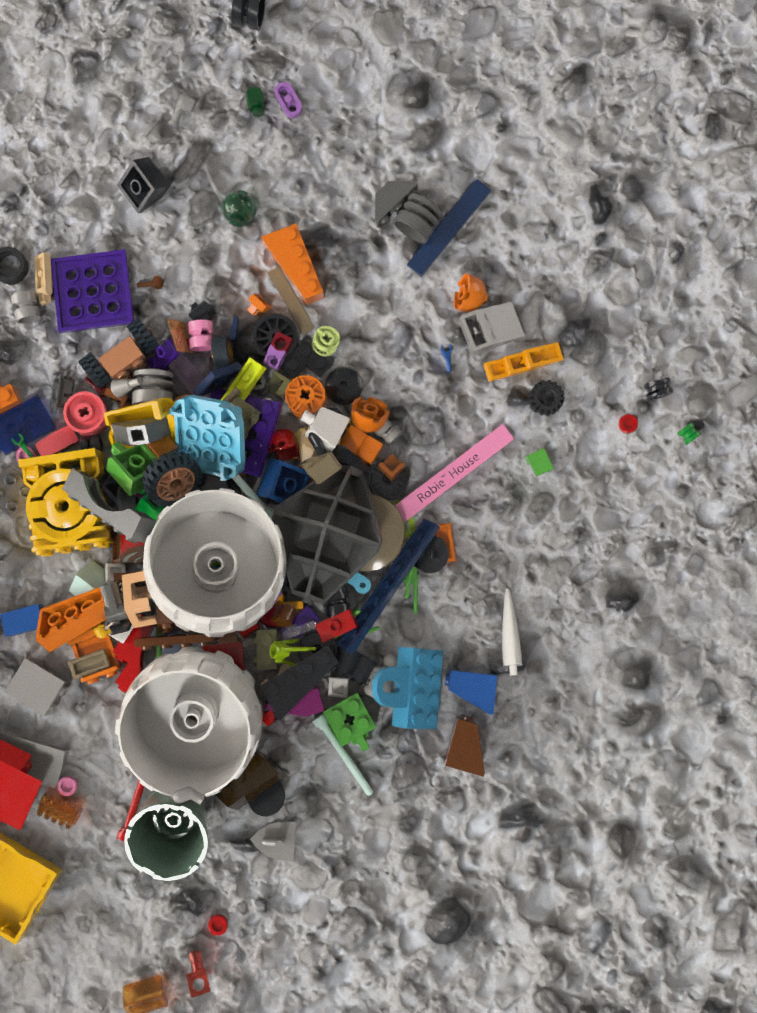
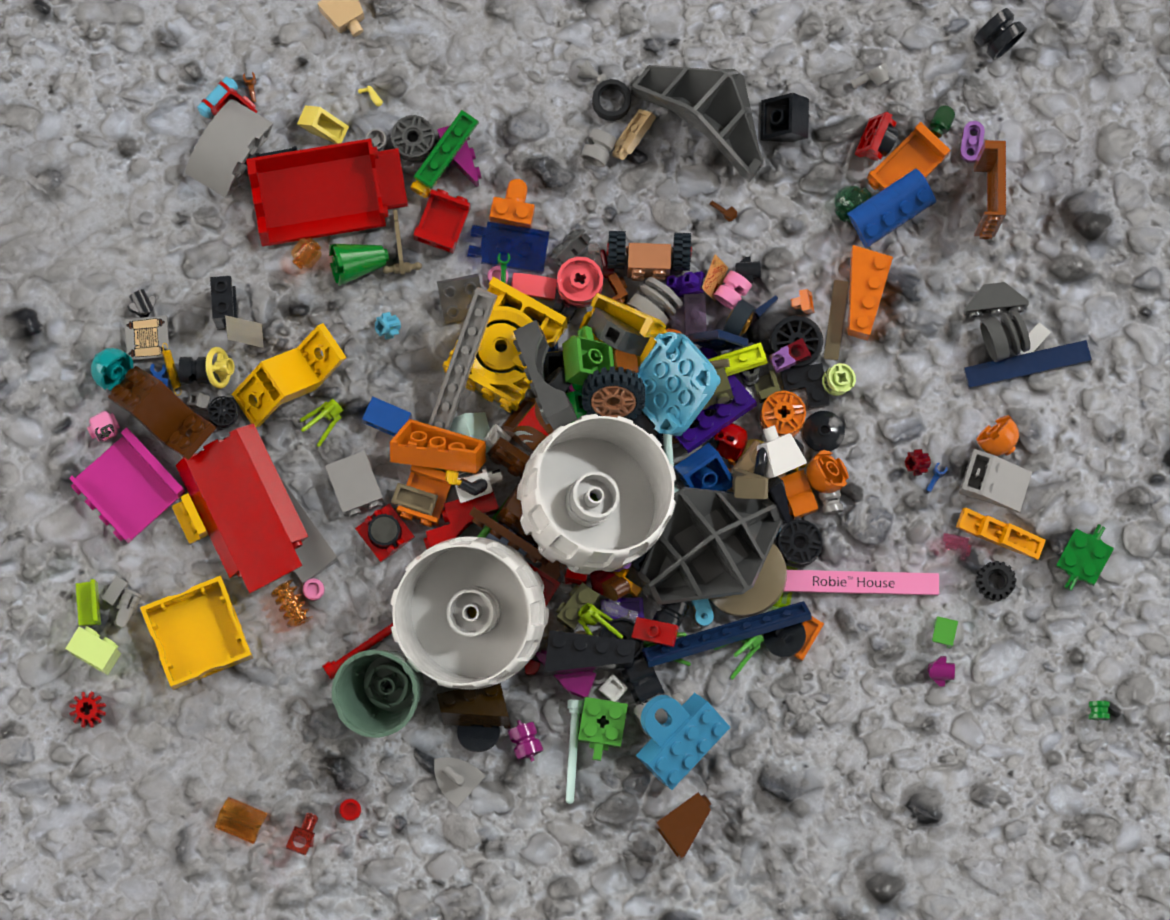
camera: 30 degrees right, 5 degrees down
(41, 537) = (463, 359): none -> light grey tile
(79, 383) = (594, 249): none -> clear hand
(80, 211) = (710, 102): none -> dark grey panel
(85, 704) = (384, 531): none -> piece
(104, 317) = (674, 147): dark purple piece -> none
(113, 602) = (480, 465): dark grey piece -> none
(122, 386) = (630, 282): light grey cone -> none
(137, 600) = (504, 475): light nougat panel -> none
(186, 794) = (424, 666): light grey arm -> none
(219, 146) = (877, 137): none -> red piece
(256, 150) = (918, 151): none -> orange panel
(268, 189) = (892, 207): none -> blue container
(302, 774) = (525, 740): none -> magenta wheel
(316, 101) = (993, 161): none -> dark orange panel
(391, 467) = (810, 533): dark orange panel -> none
(427, 356) = (917, 462): none -> dark red gear
(440, 200) = (1036, 337): none -> white sticker
(473, 687) = (731, 781): blue slope -> none
(496, 393) = (954, 542): none -> clear pink bracket
(510, 636) = (799, 764): white piece -> none
(558, 491) = (941, 671): none -> magenta piece
(594, 333) = (1084, 557): none -> green plate
(628, 423) = (1051, 660): red tile -> none
(658, 388) = (1102, 649): black wheel -> none

